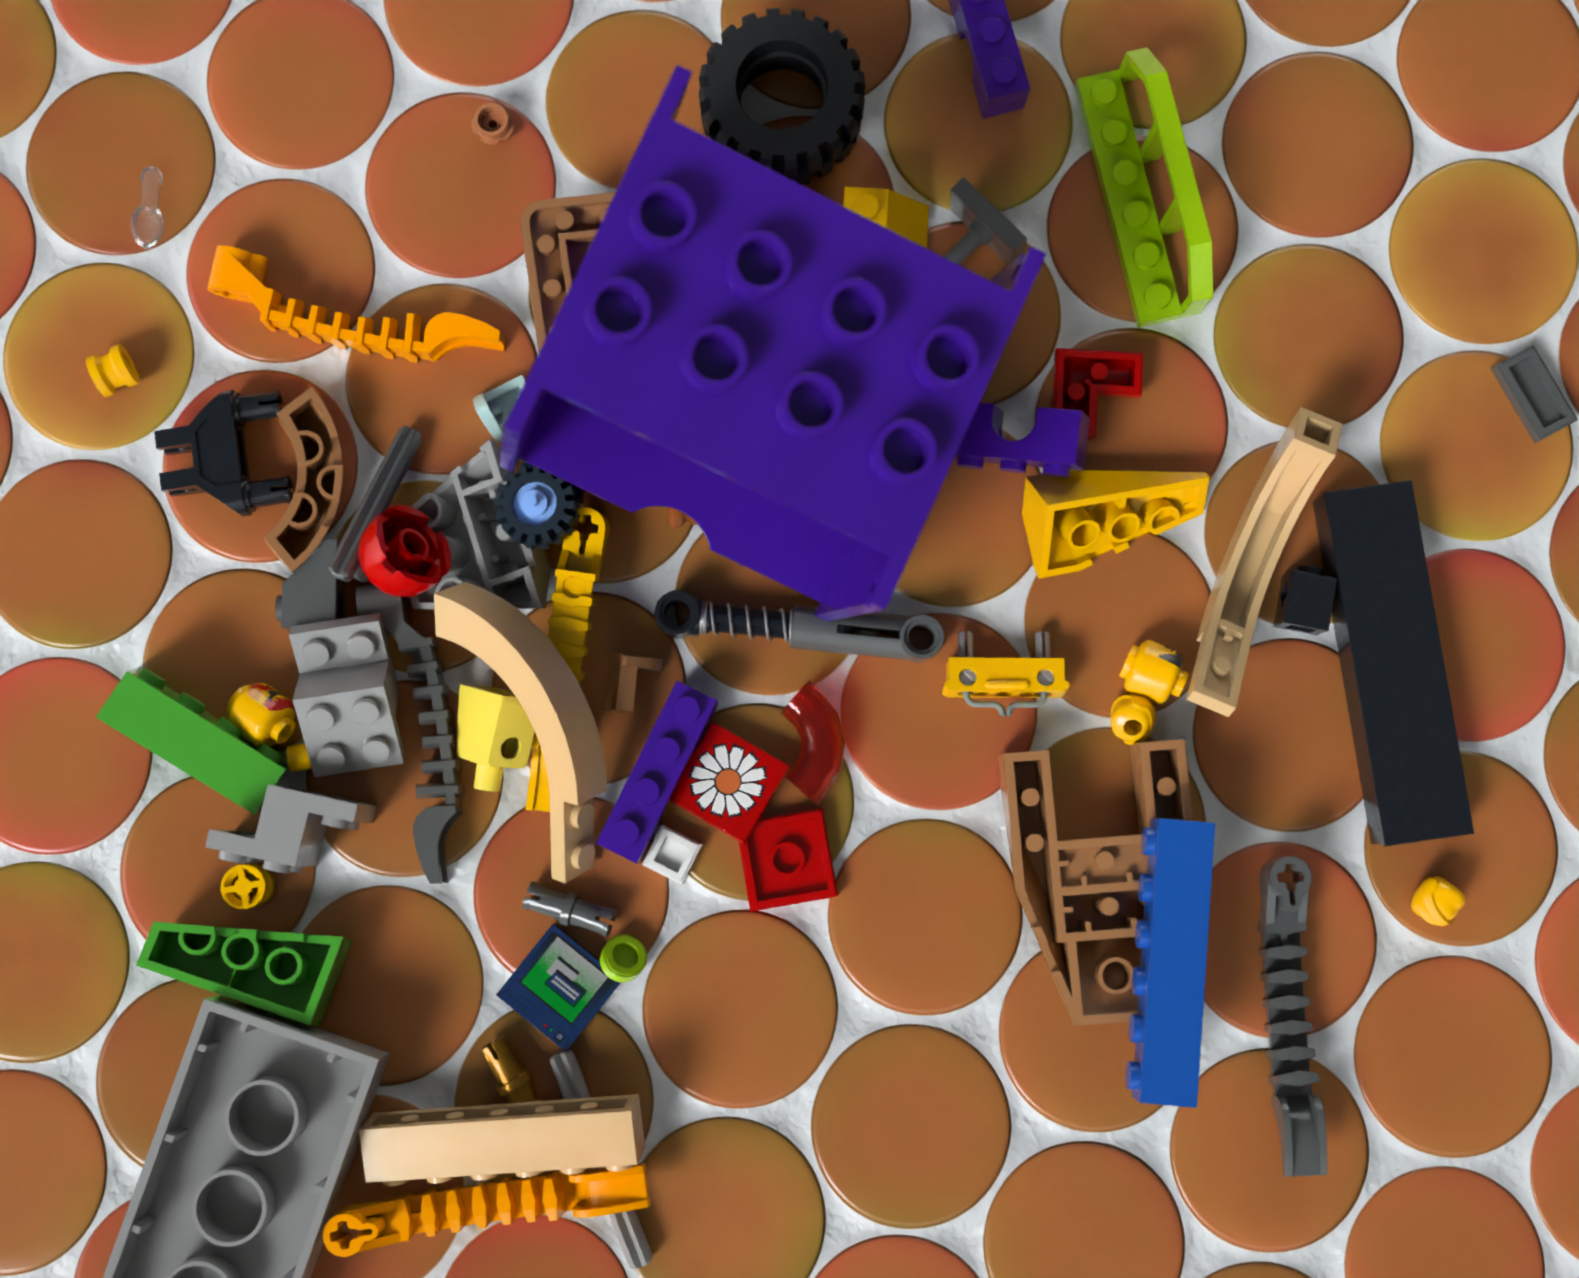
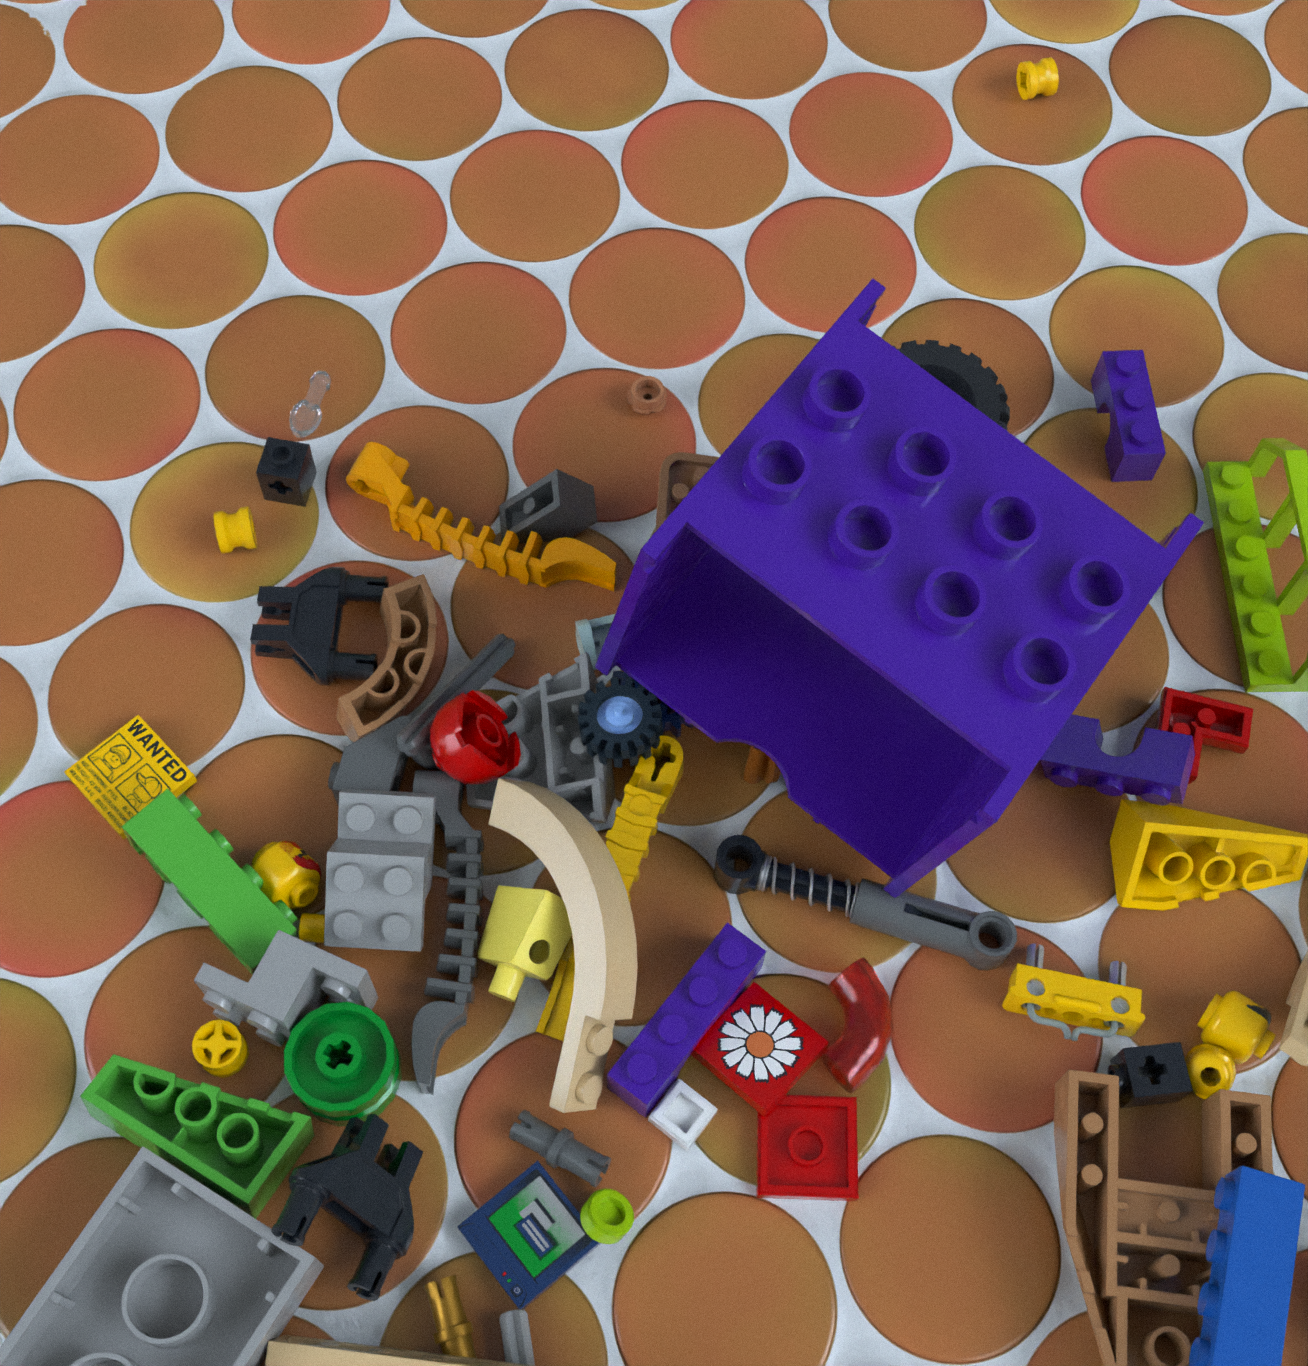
camera: 10 degrees right, 20 degrees down
(88, 647) = (129, 773): none -> yellow tile
(145, 295) = (290, 464): none -> black brick
(334, 887) = (316, 1069): none -> green wheel
(404, 991) = (361, 1195): none -> black connector
(420, 281) = (552, 507): none -> dark grey slope
(623, 678) = (667, 917): medium nougat tile -> none
(1097, 729) = (1166, 1066): none -> black brick

